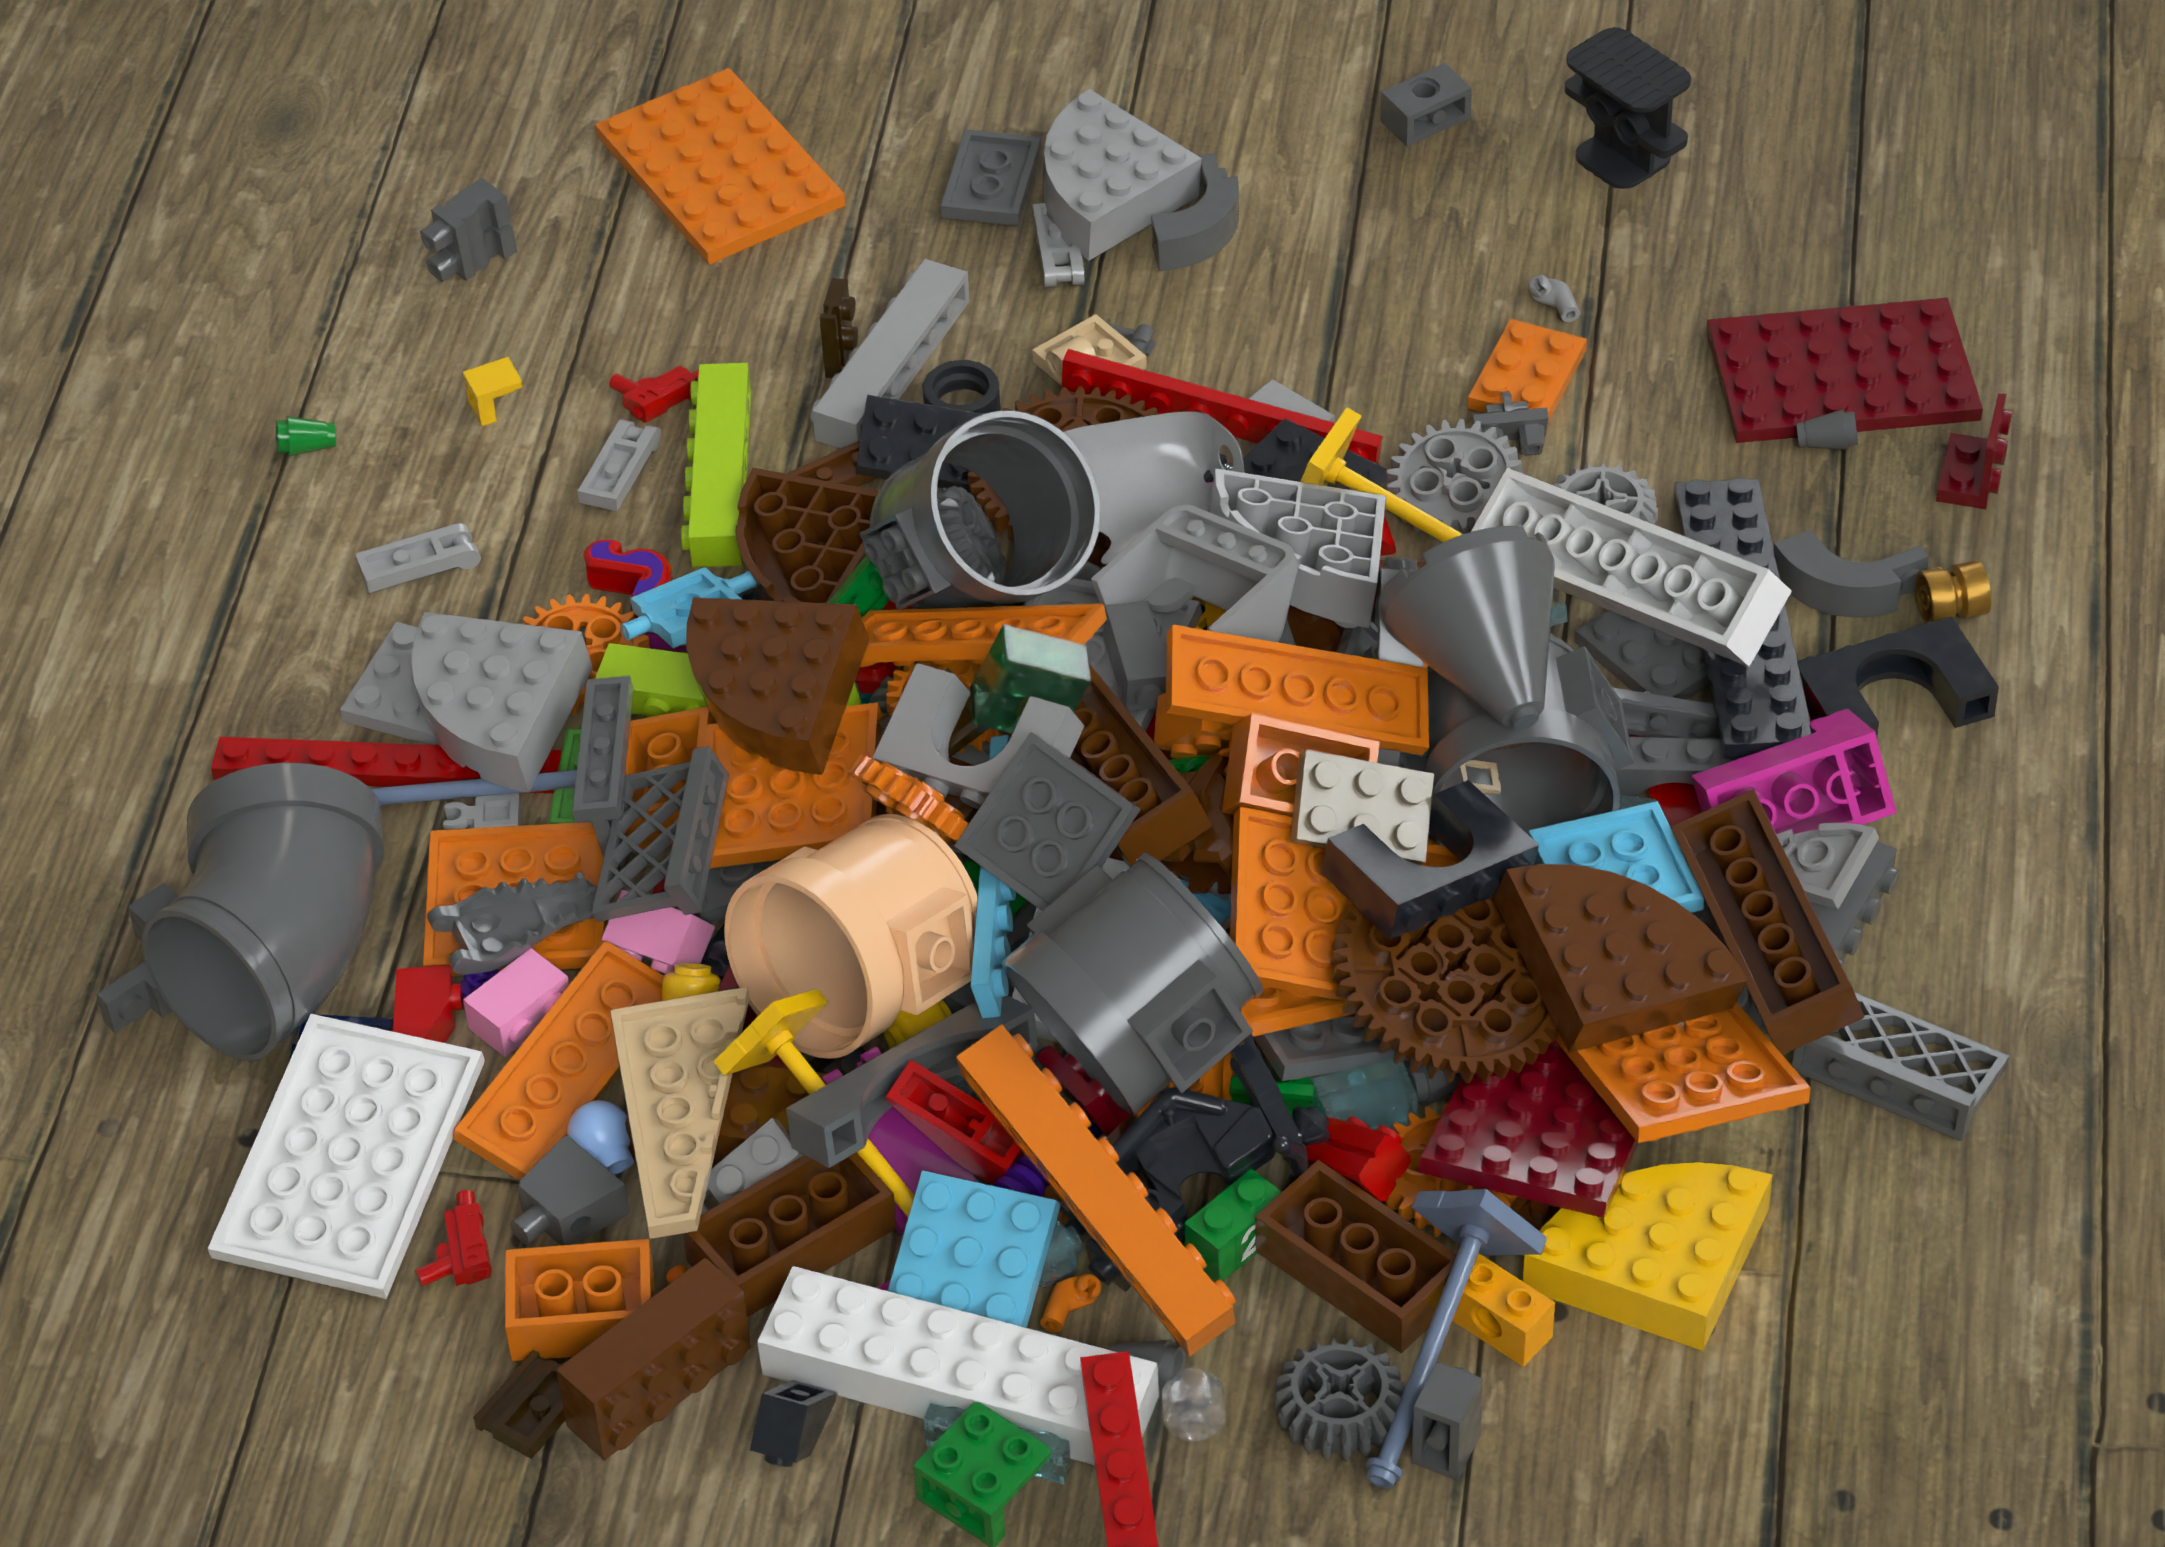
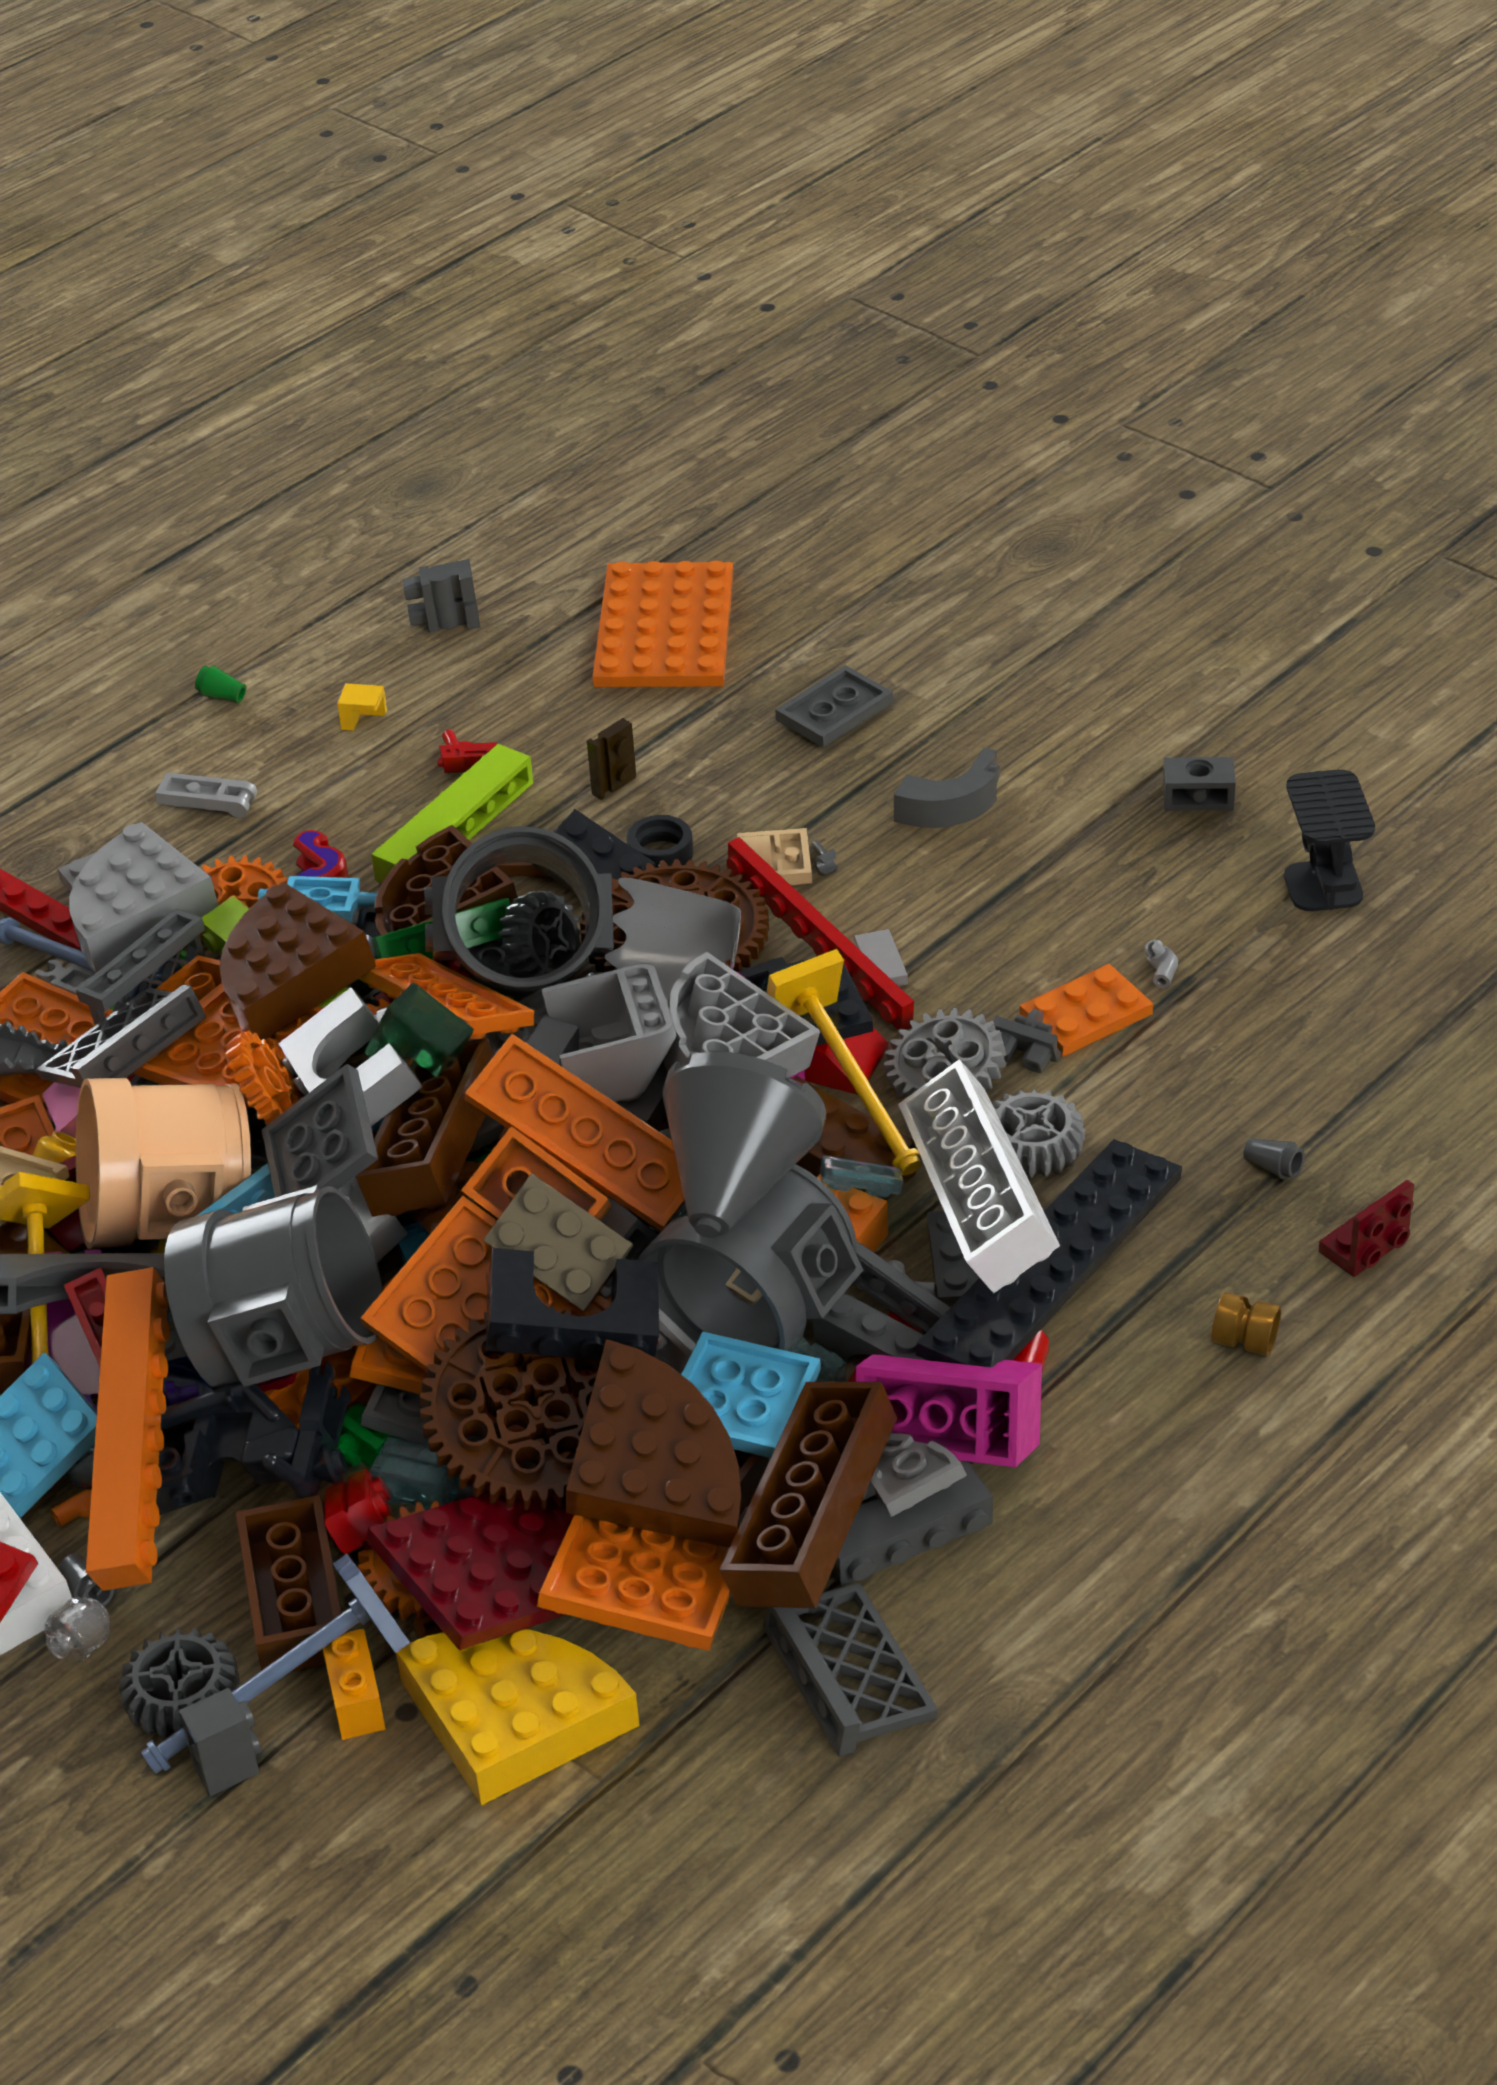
camera: 35 degrees right, 5 degrees down
(618, 465) = (392, 790): light grey plate -> none
(892, 350) = (651, 789): light grey brick -> none
(1055, 251) = (834, 770): light grey plate -> none
(1111, 174) = (905, 730): light grey brick -> none
(1226, 1225) = (216, 1507): green brick -> none
(1845, 585) = (1170, 1280): dark grey arch -> none
(1878, 360) = (1343, 1113): dark red plate -> none
(1929, 655) = (1087, 1345): black arch -> none

